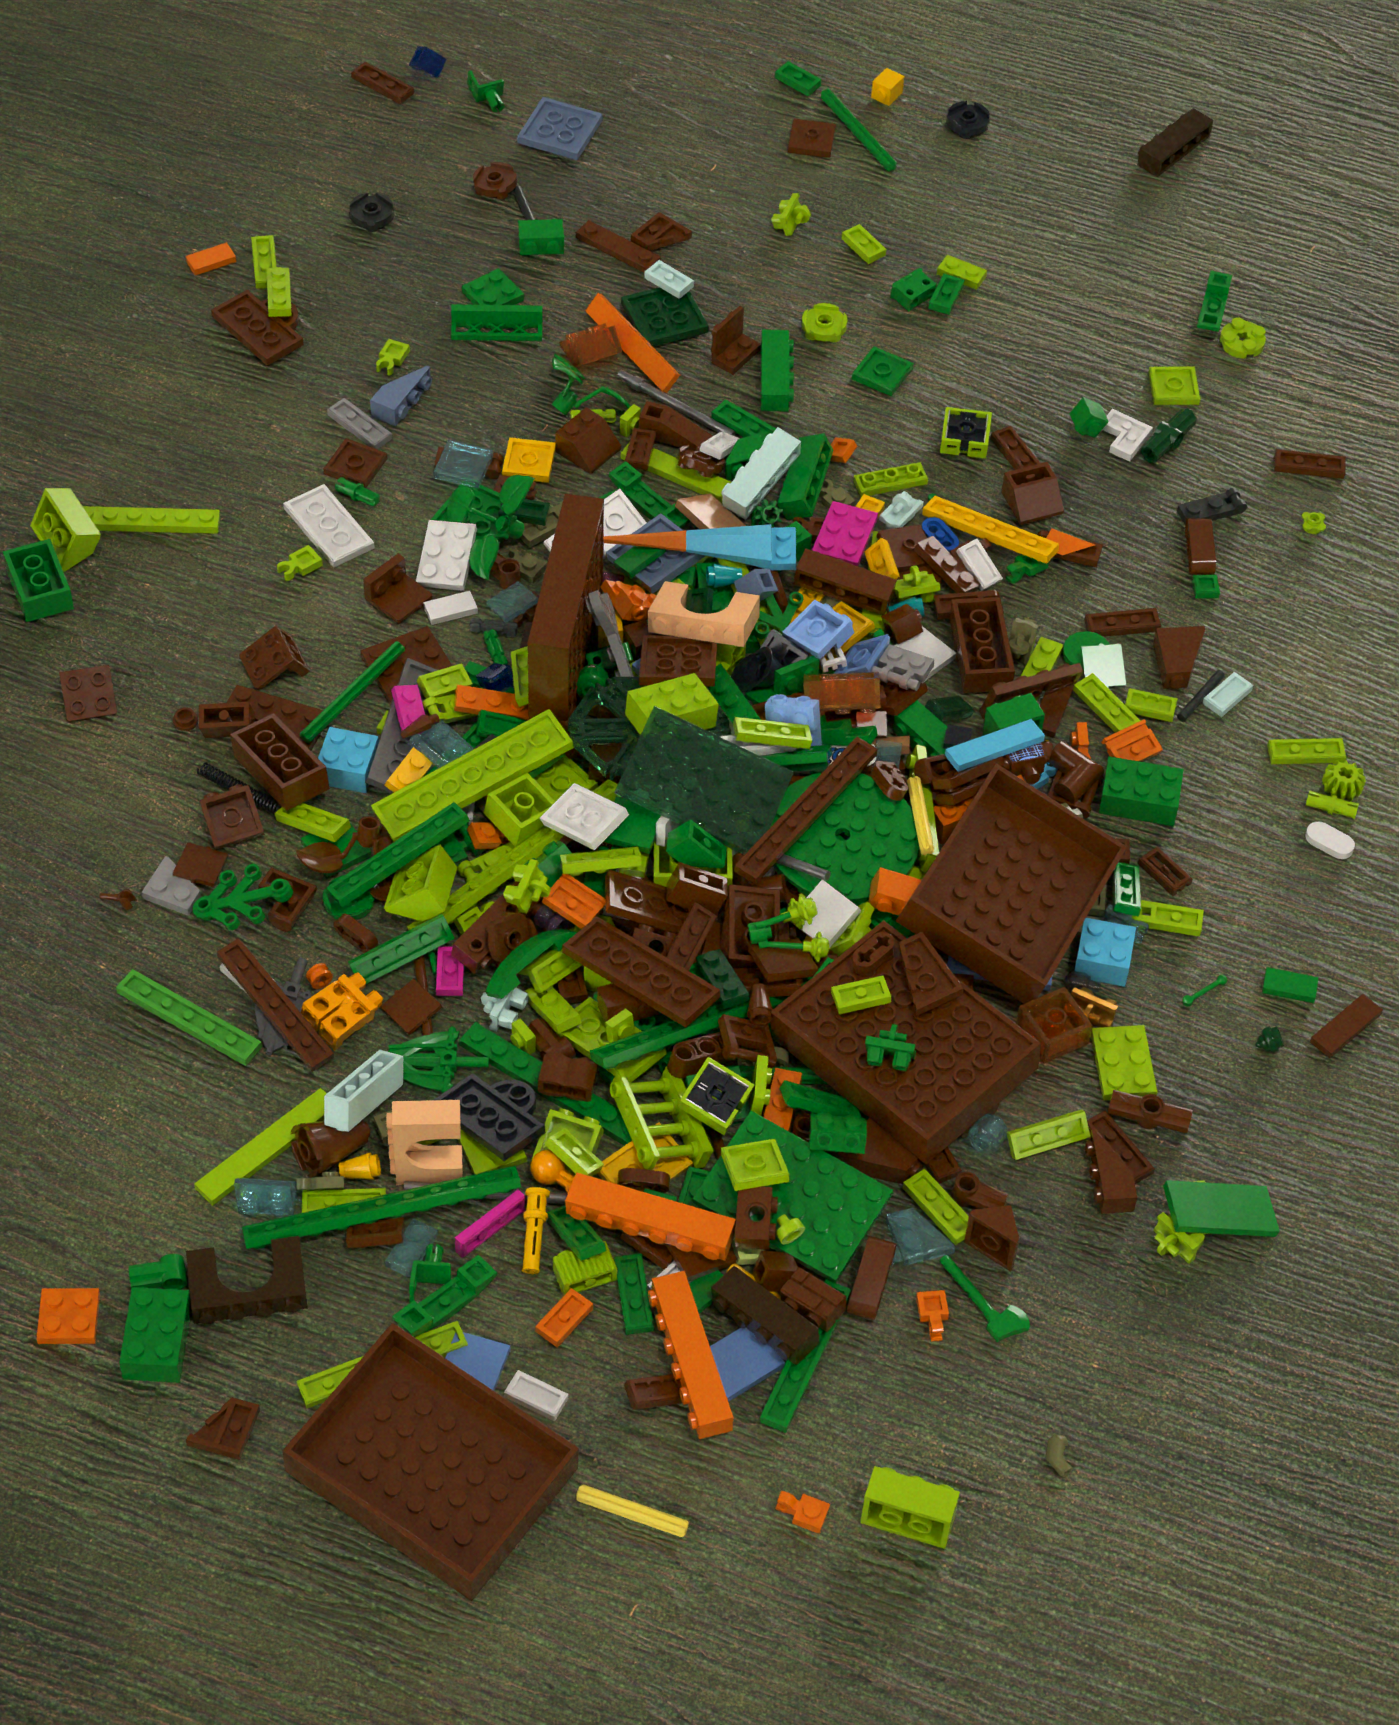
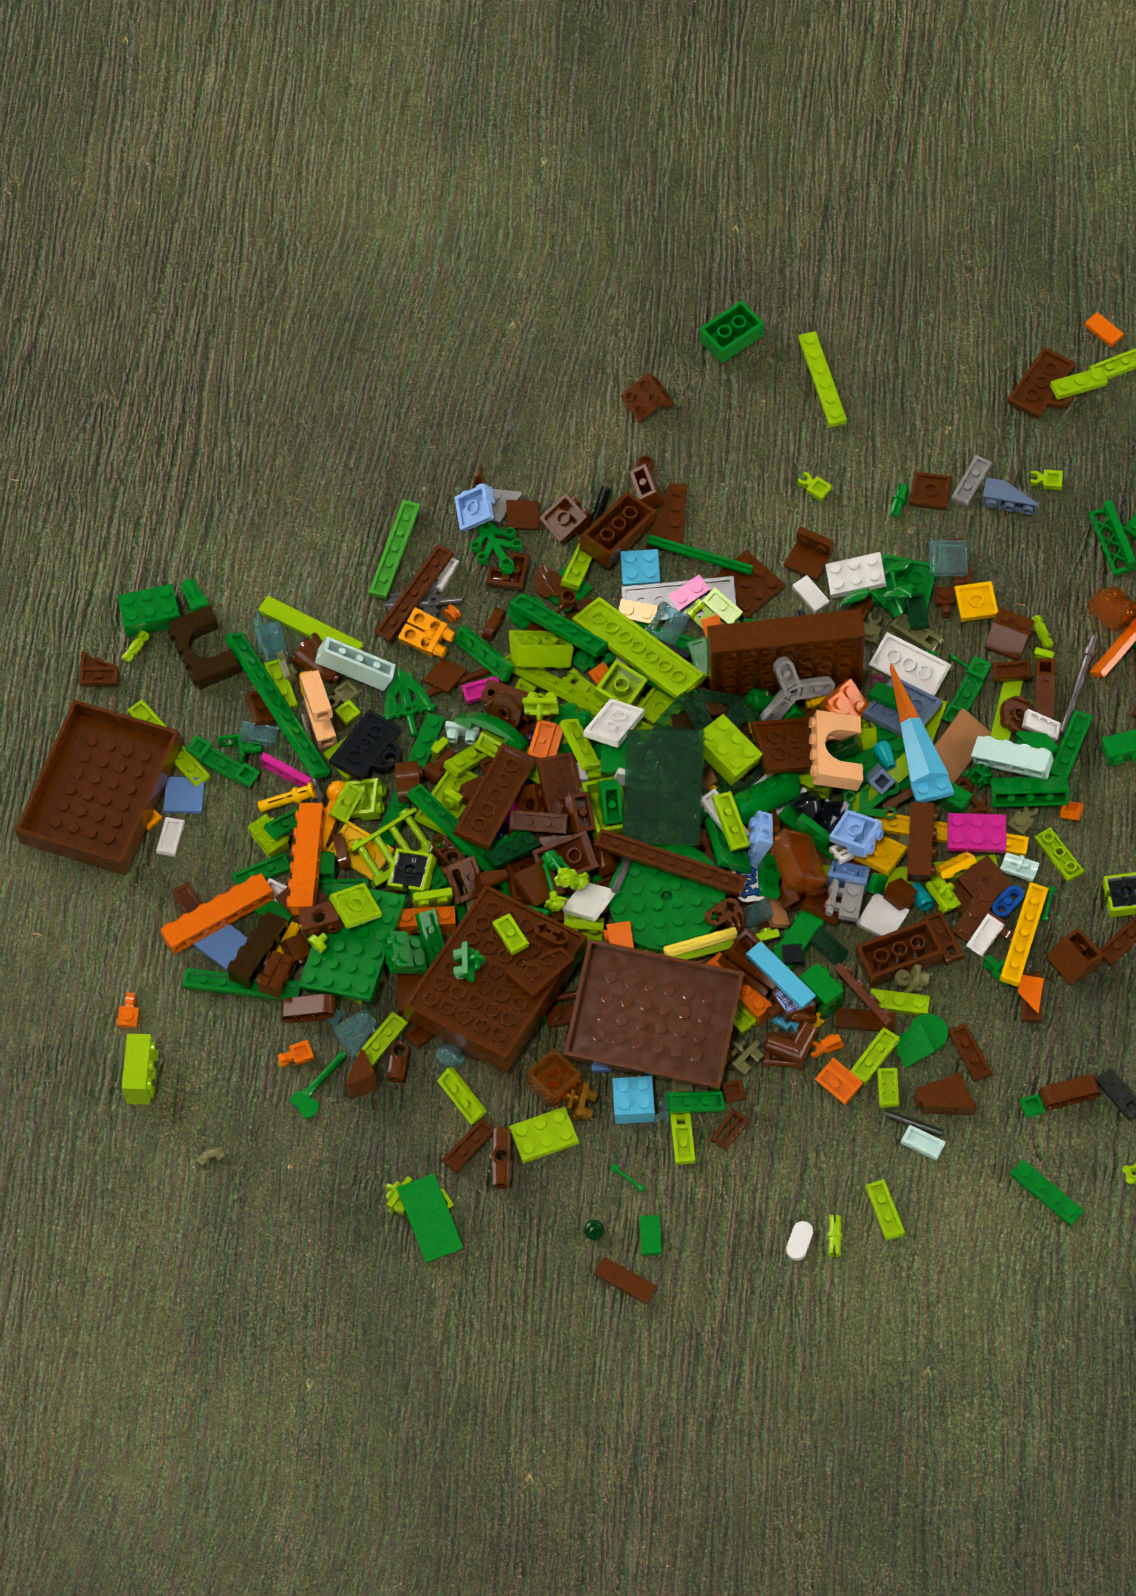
camera: 80 degrees right, 10 degrees up
(66, 525) = (787, 331): lime slope -> none
(68, 1316) = (154, 560): orange plate -> none
(171, 904) = (475, 507): none -> light blue plate
(205, 1370) = (135, 647): none -> lime axle
(272, 656) = (720, 499): reddish brown bracket -> none
(328, 525) = (861, 493): white tile -> none
(421, 724) = (674, 603): reddish brown bar -> none
(564, 1317) = (229, 835): orange plate -> none
(567, 398) = (1047, 591): green plant -> none
(632, 1510) = (102, 913): light yellow axle -> none
(1080, 980) = (604, 1091): clear smoke cylinder -> none
(1114, 1181) = (436, 1144): reddish brown slope -> none
(1141, 791) = (795, 1095): green brick -> none
(1318, 602) = (1046, 1193): none -> green plate
(1343, 780) = (859, 1246): lime gear -> none

